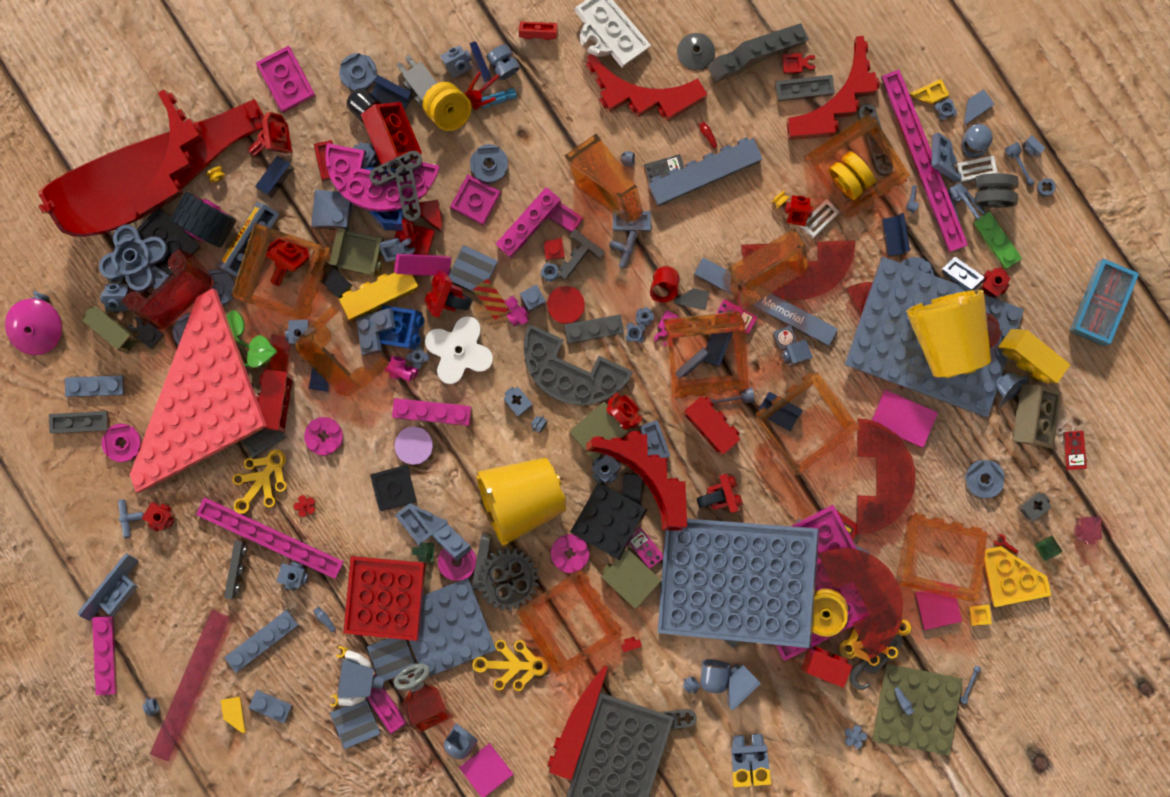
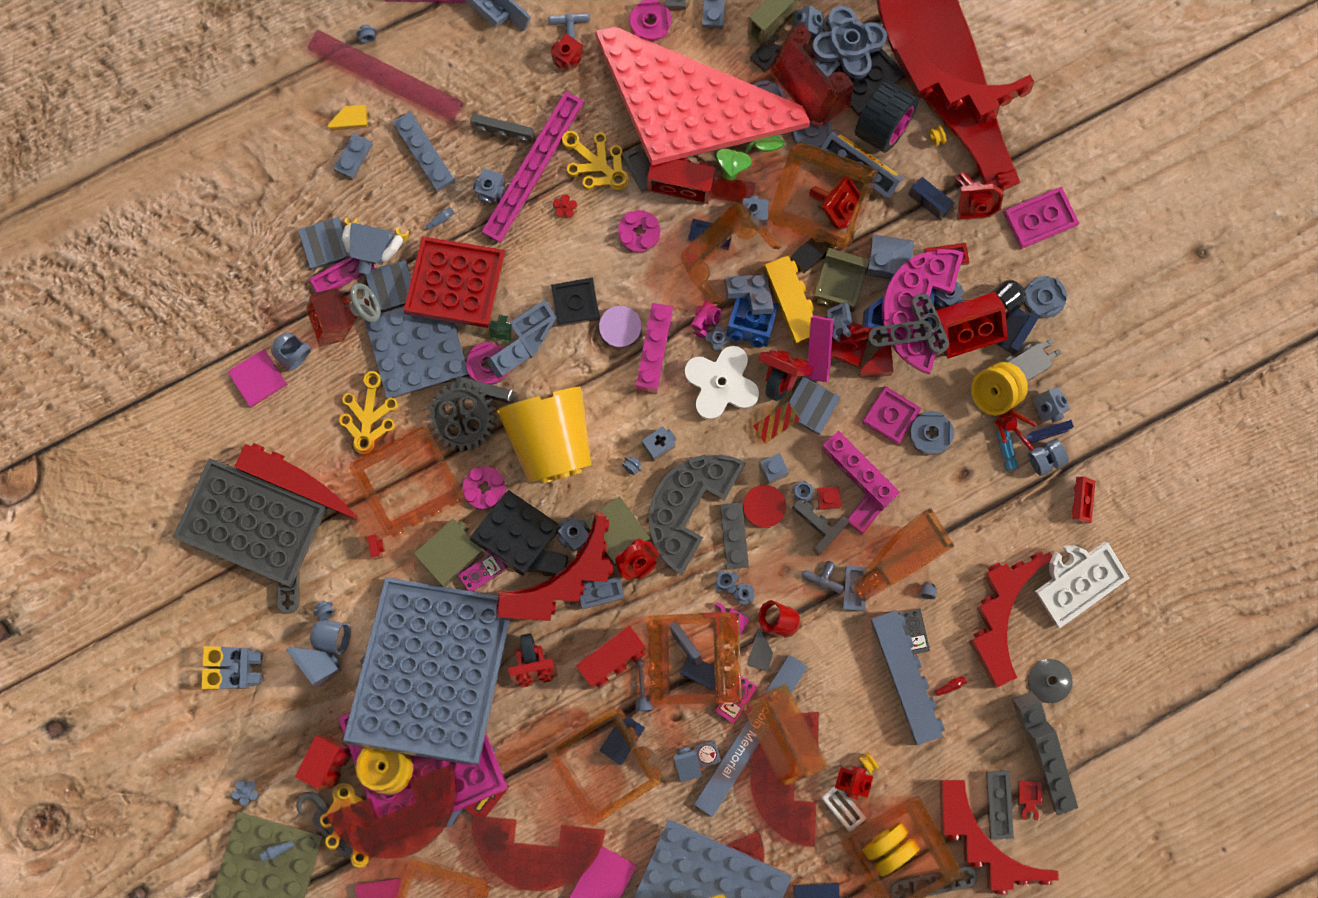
camera: 95 degrees right, 5 degrees down
(518, 314) = (757, 451): dark pink plate -> none

